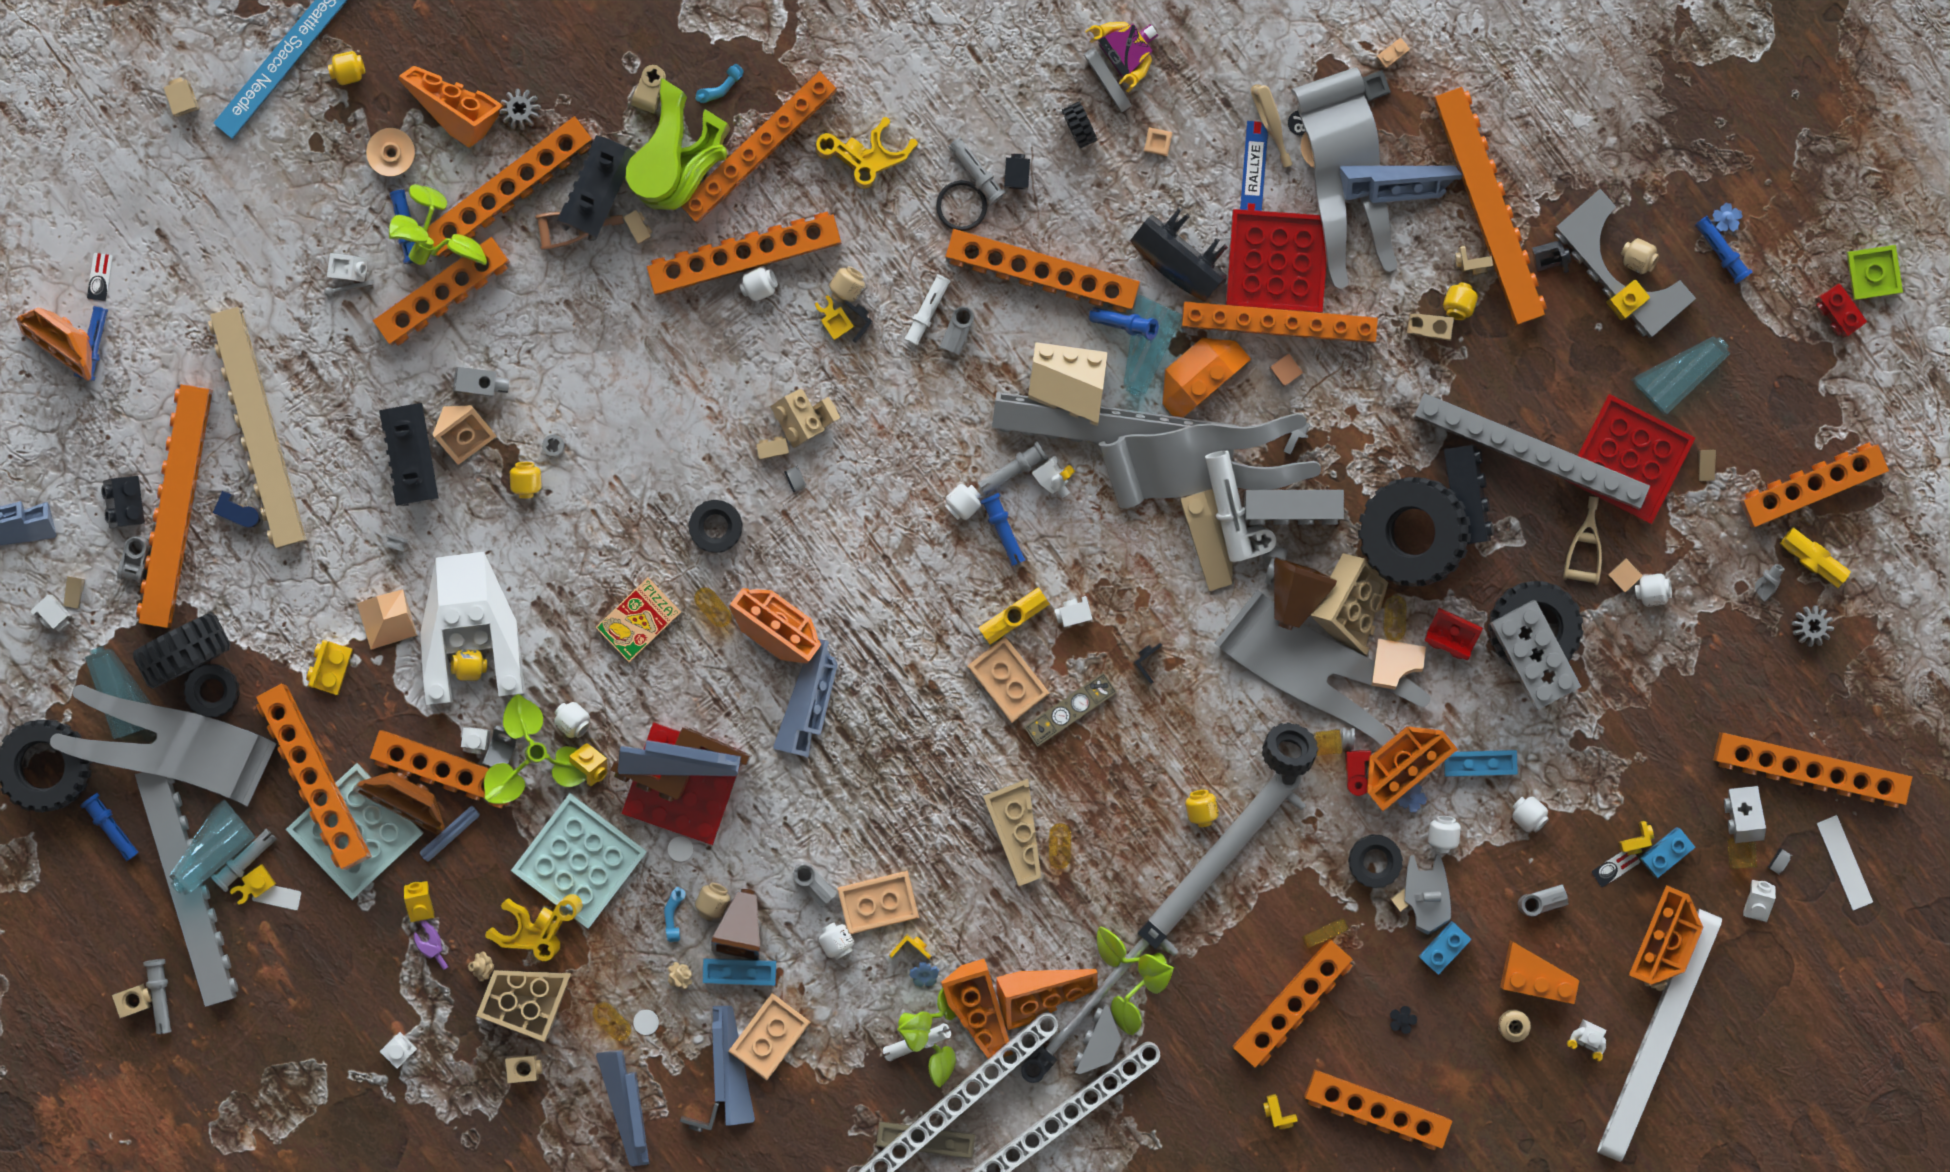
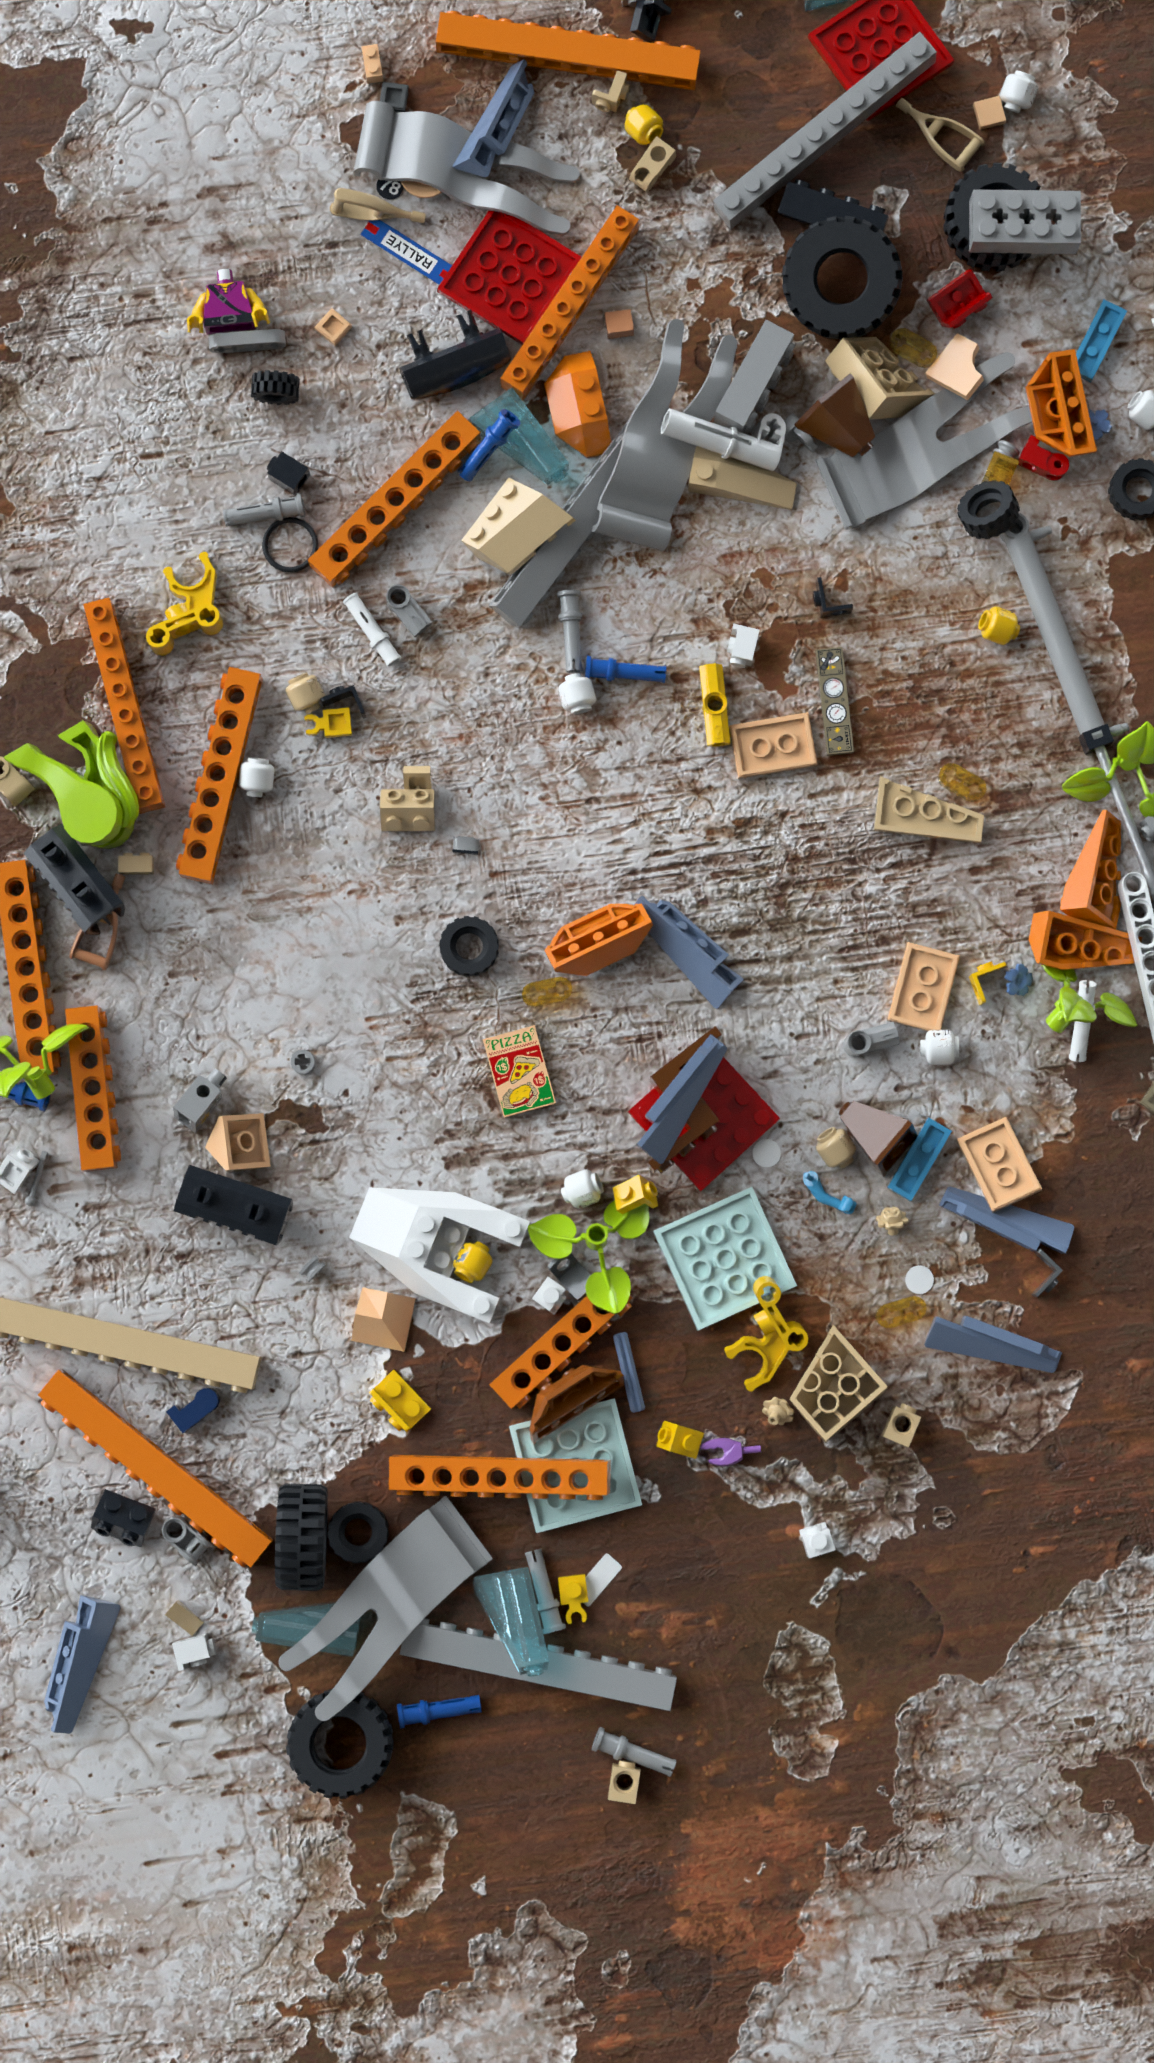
camera: 65 degrees left, 5 degrees down
(525, 479) = (321, 1106): yellow head -> none
(705, 95) = (46, 728): dark azure piece -> none
(772, 448) = (424, 850): tan piece -> none
(1053, 477) = (601, 595): white piece -> none
(1294, 436) = (689, 350): light grey piece -> none

